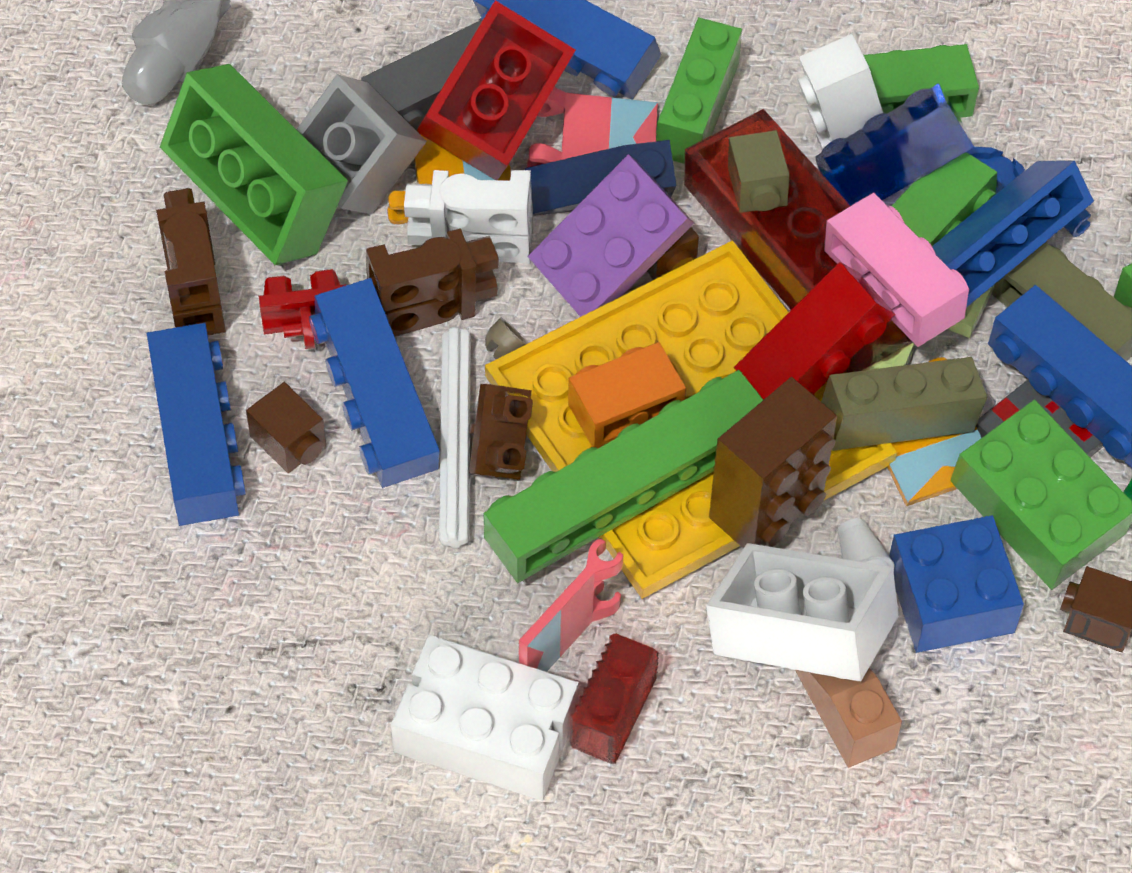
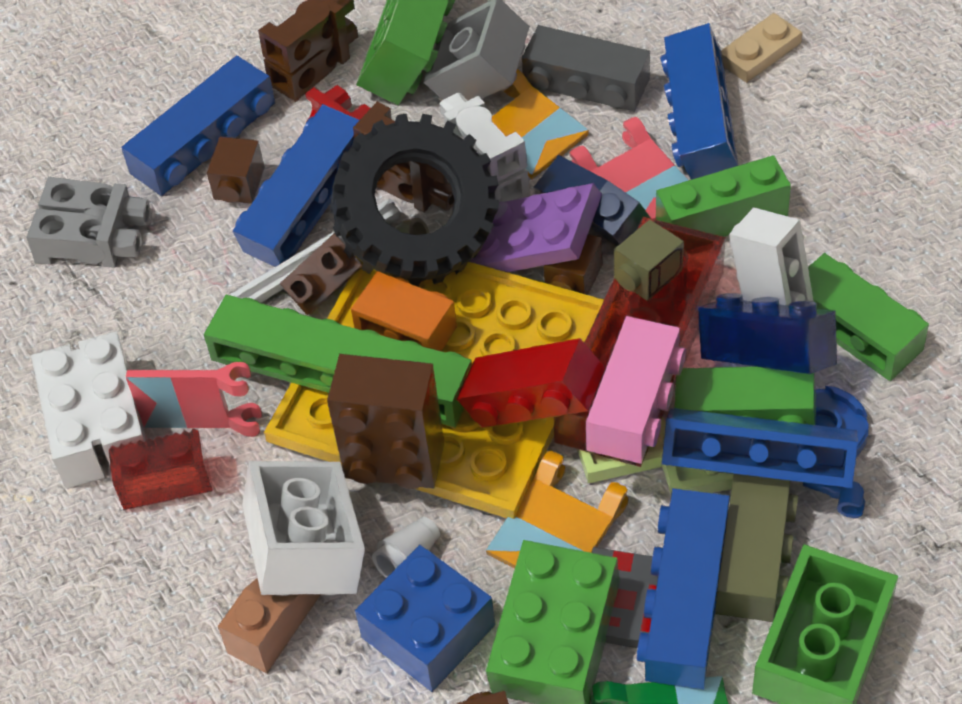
camera: 60 degrees right, 5 degrees down
(230, 592) = (86, 222): none -> light grey hips
(486, 326) = (401, 253): none -> black tyre
(496, 90) = (585, 88): red brick -> none
(905, 402) = (544, 480): olive brick -> none

